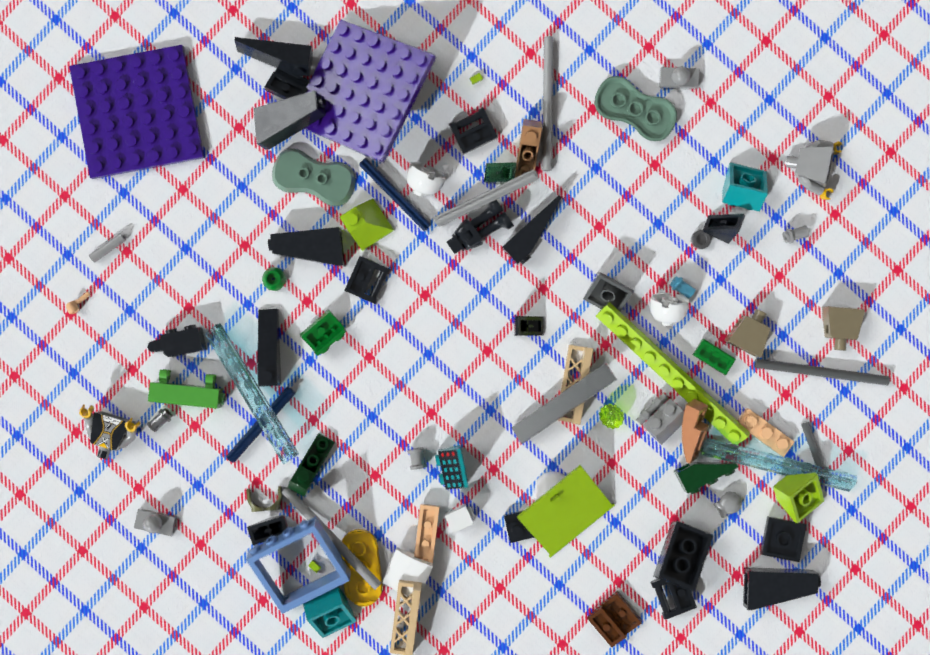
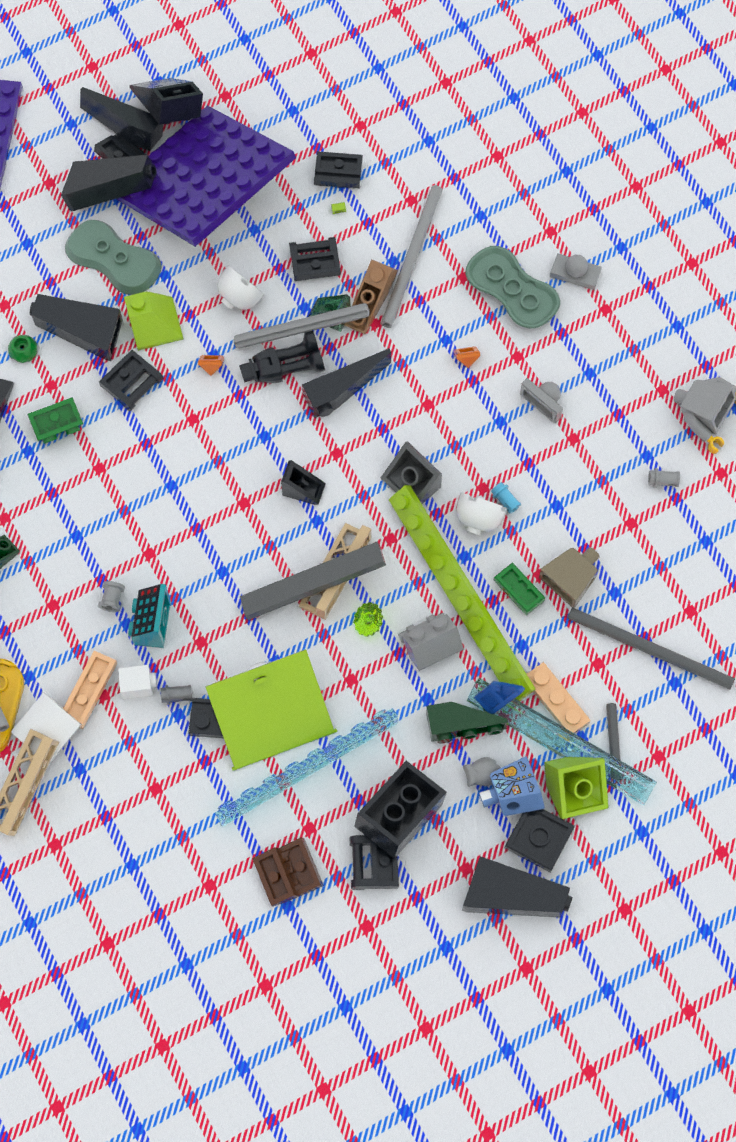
camera: 20 degrees right, 20 degrees down
(309, 26) = (170, 99): none -> black slope
(396, 196) = (199, 300): dark blue axle -> none
(423, 245) = (211, 363): none -> orange slope
(465, 45) = (338, 169): none -> black plate
(491, 516) = (176, 694): none -> flat silver pin
(608, 536) = (298, 771): none -> clear light blue plate
(617, 177) = (467, 355): none -> orange slope
(687, 196) = (543, 398): none -> light grey tile
(693, 429) = (464, 662): nougat slope -> none
(700, 239) = (546, 452): flat silver tile -> none
(724, 226) = (577, 442): black slope -> none
(727, 450) = (497, 695): none -> blue tile
(745, 187) = (615, 407): teal slope -> none
(757, 513) = (514, 789): none -> medium blue torso
(842, 324) = (691, 597): dark tan torso -> none

